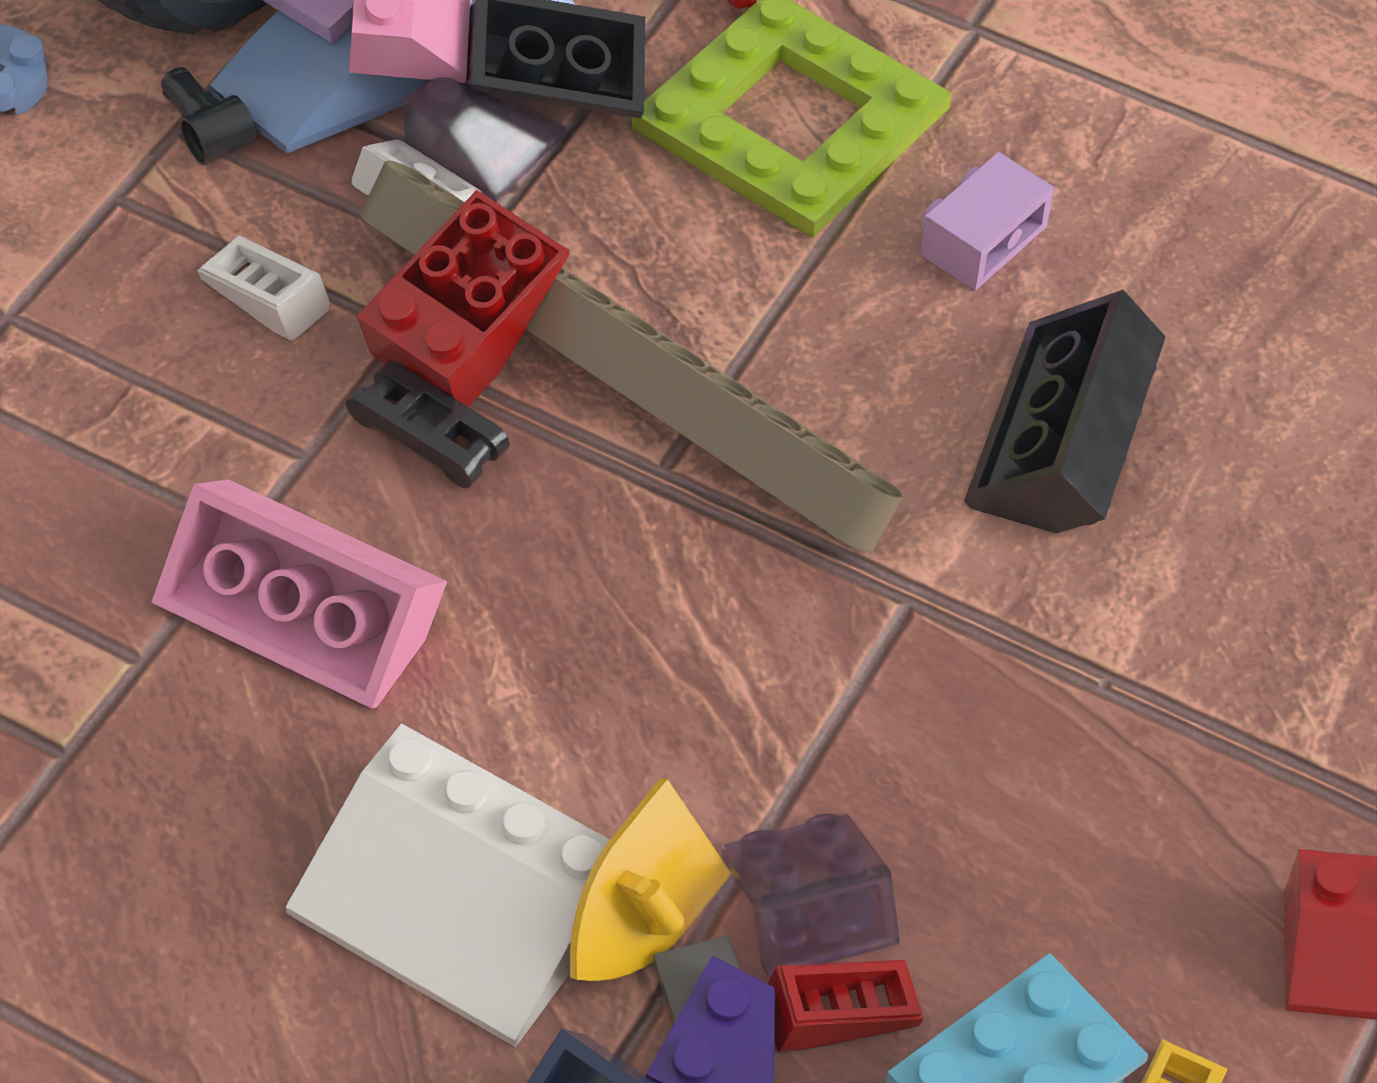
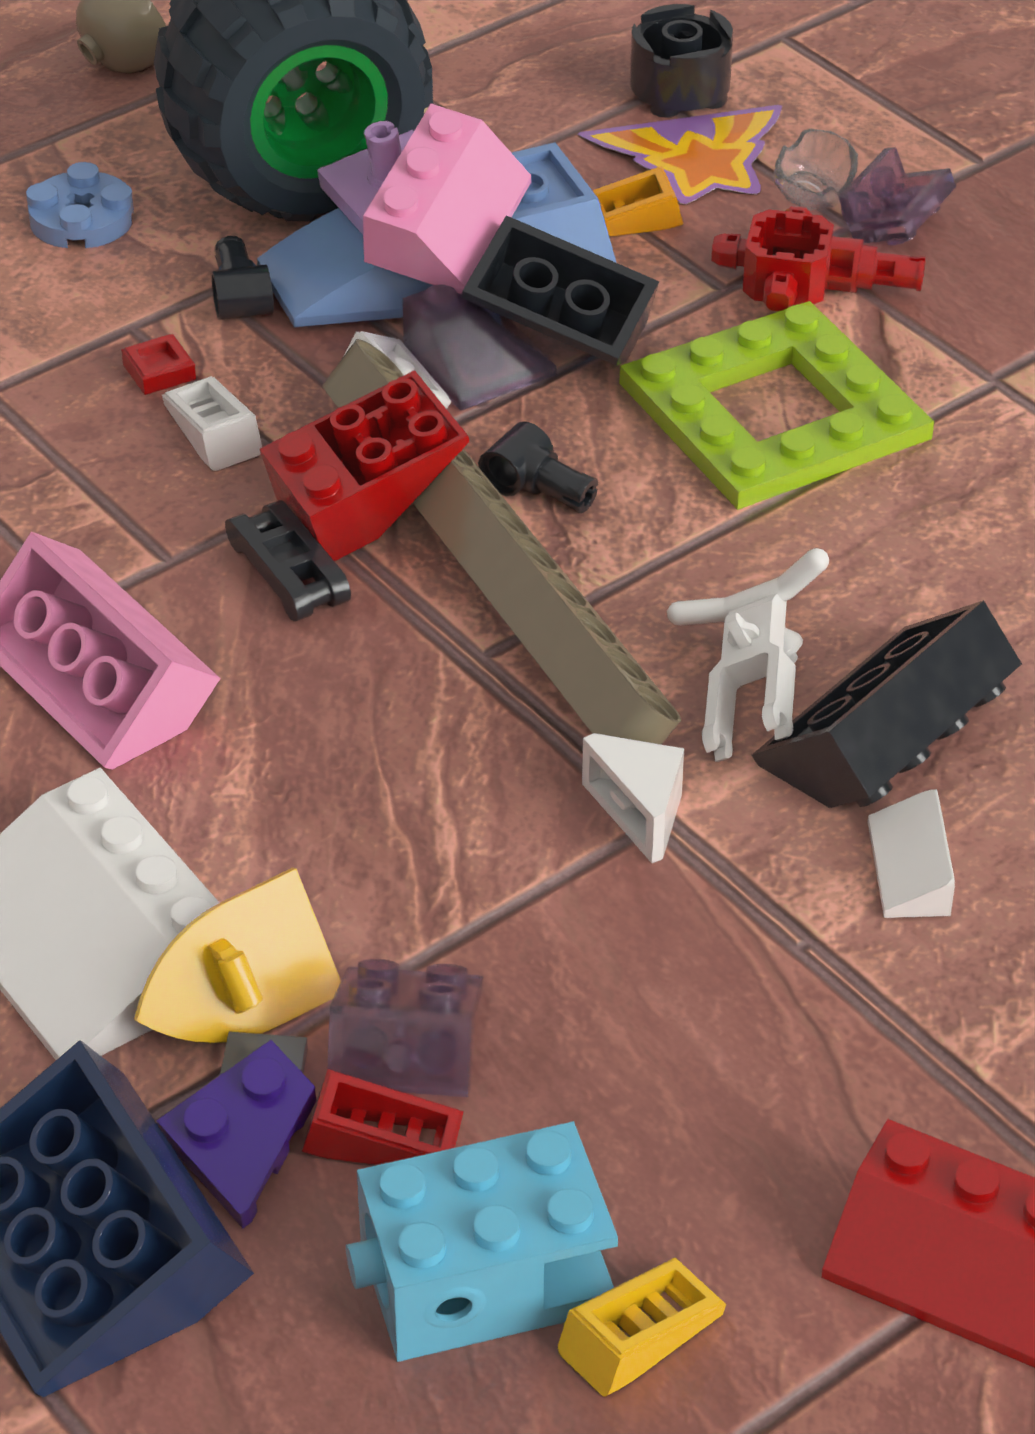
camera: 25 degrees right, 10 degrees down
(172, 235) = (158, 364): none -> red tile
(603, 250) = (528, 462): none -> black pin
(891, 574) = (636, 787): none -> white slope
(923, 391) = (752, 648): none -> white piece
(985, 220) = (904, 529): lavender brick -> none
(1162, 564) = (912, 858): none -> white slope

